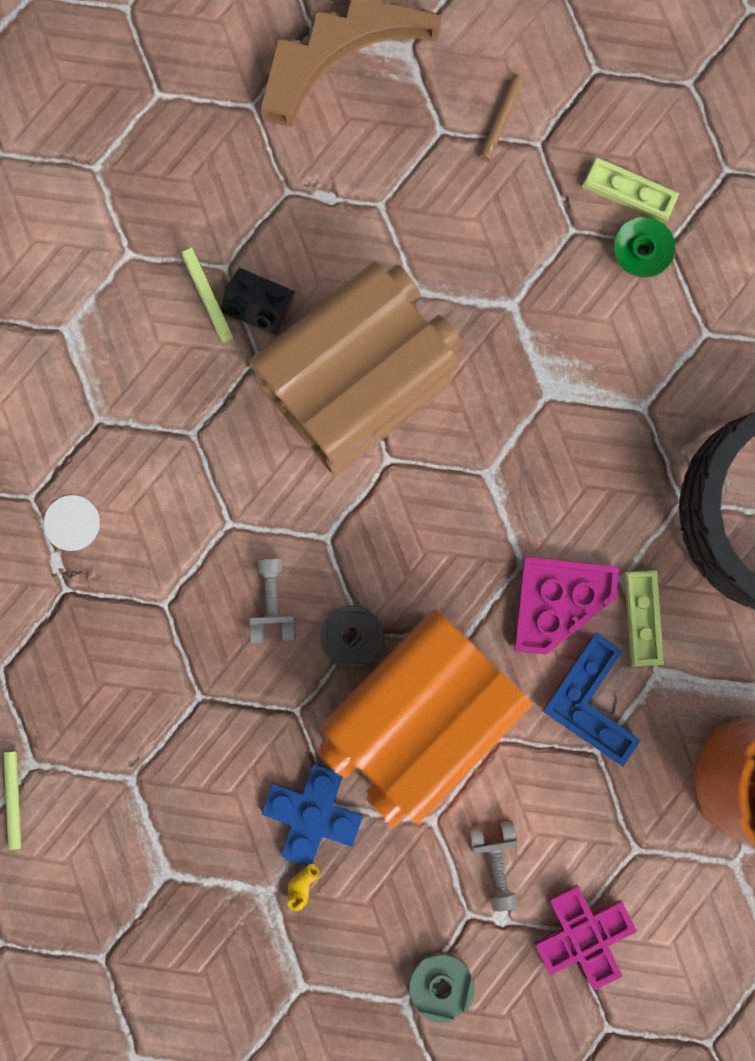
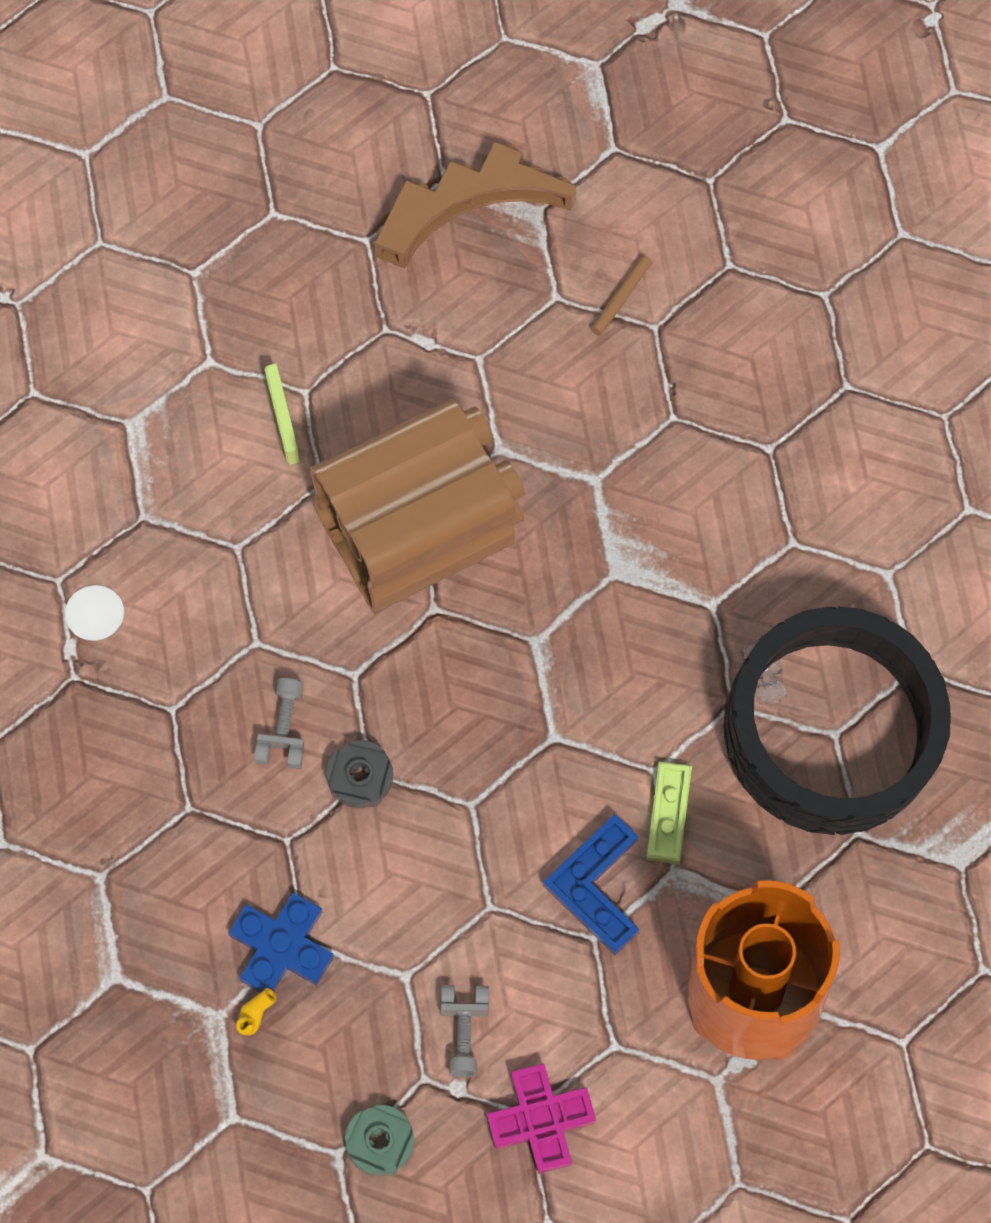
camera: 15 degrees right, 15 degrees down
(256, 300) = (330, 426): black bracket -> none
(421, 720) = (411, 847): orange brick -> none
(559, 600) = (583, 776): dark pink plate -> none
(630, 190) = (740, 388): yellowish green tile -> none
(652, 236) = (745, 432): green dish -> none

